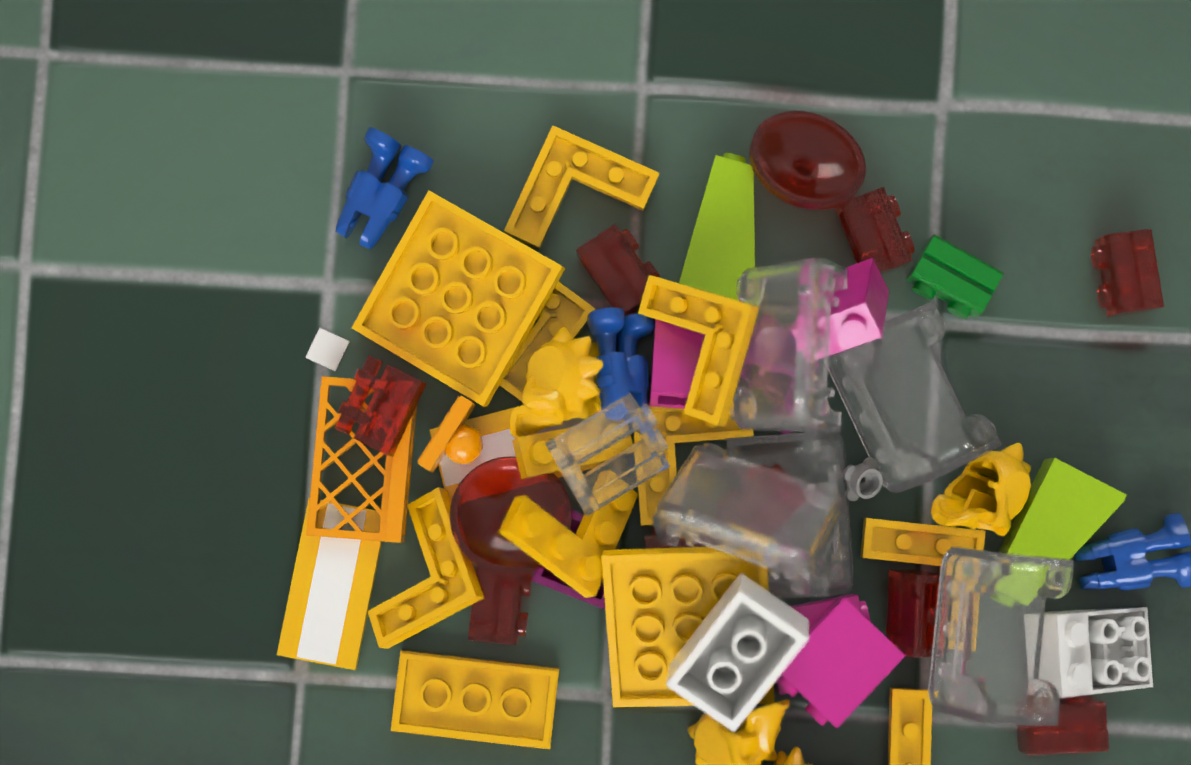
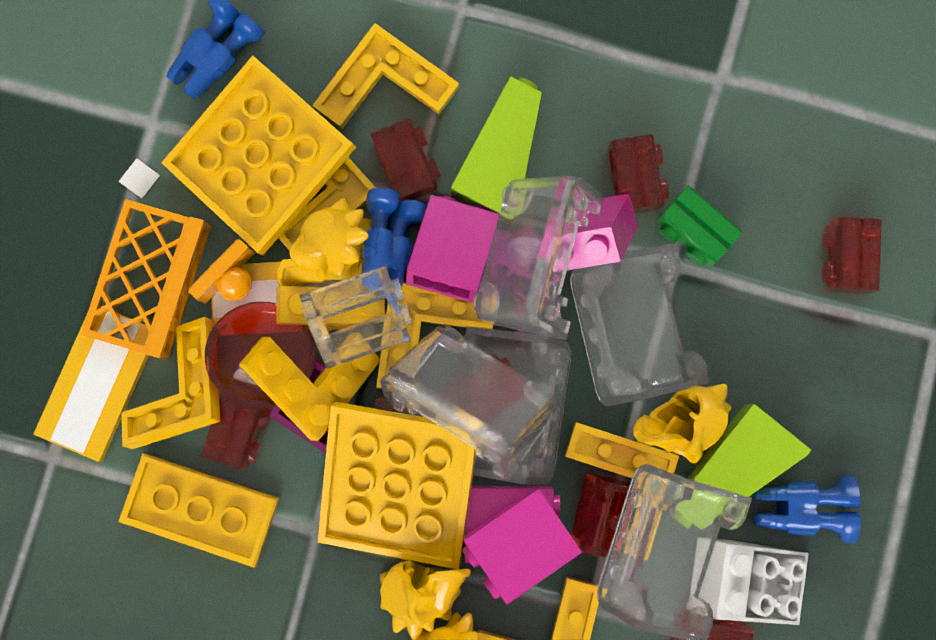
camera: 10 degrees right, 0 degrees up
(388, 410) = (173, 237): clear red plate -> none
(727, 337) = (483, 230): yellow plate -> none
(737, 652) = (432, 518): white brick -> none
(807, 160) = (590, 98): clear red dish -> none
(862, 480) = (583, 395): light grey plate -> none

